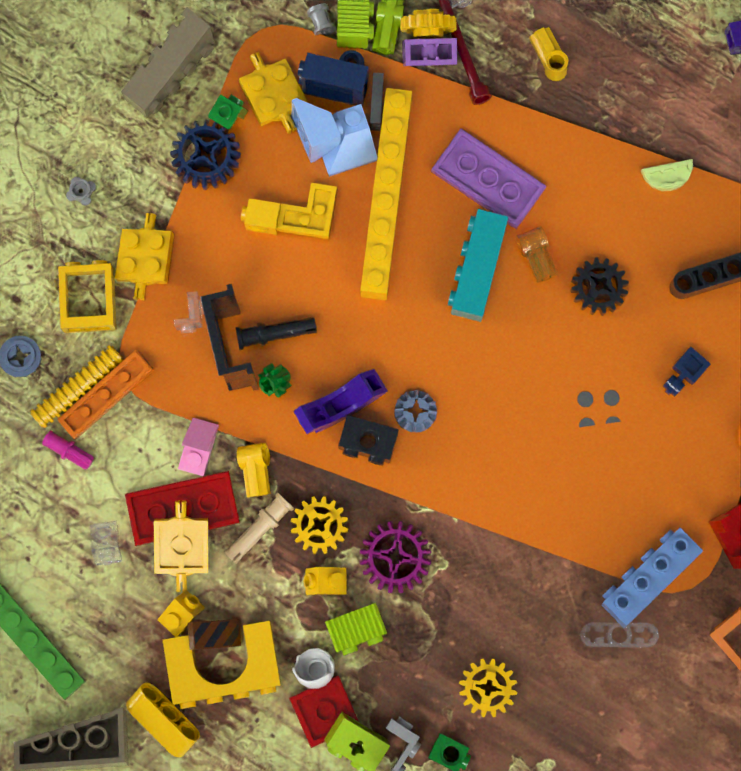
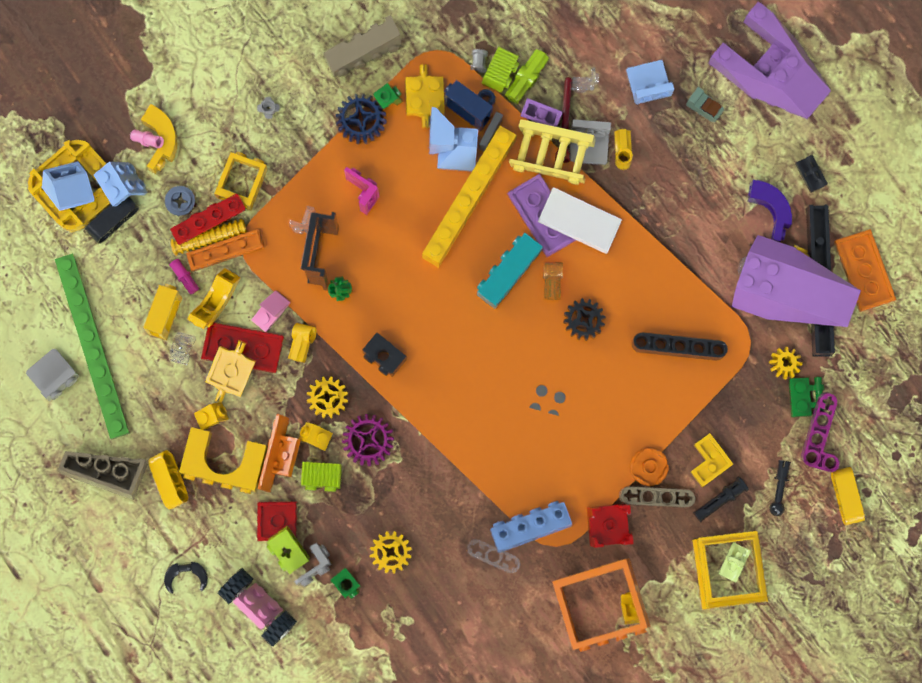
camera: 20 degrees right, 0 degrees up
(61, 507) = (163, 311): none -> yellow window
(66, 365) = (207, 219): none -> red bracket
(121, 463) = (215, 300): none -> yellow arch
(144, 256) = (291, 169): yellow plate -> none
(214, 634) = (226, 438): reddish brown tile -> none
(254, 235) = (370, 190): none -> dark pink bracket
(261, 216) = (381, 175): yellow brick -> none
(262, 334) = (345, 254): black pin -> none
(267, 518) = (296, 378): tan pin -> none
(292, 624) = (280, 454): none -> orange bracket
(314, 219) = (415, 192): yellow plate -> none
(314, 668) = (282, 489): white hair -> none
(344, 401) = (382, 322): dark purple arch -> none
(405, 418) = (427, 358): sand blue gear -> none
(428, 24) = (548, 94): yellow gear -> none
(473, 68) = (547, 133): none -> light yellow fence
(504, 62) = (599, 152): none -> light grey bracket
(538, 165) = (579, 220): none -> white tile
(668, 176) = (665, 265): yellowish green tile -> none
(688, 367) = (620, 399): dark blue plate -> none

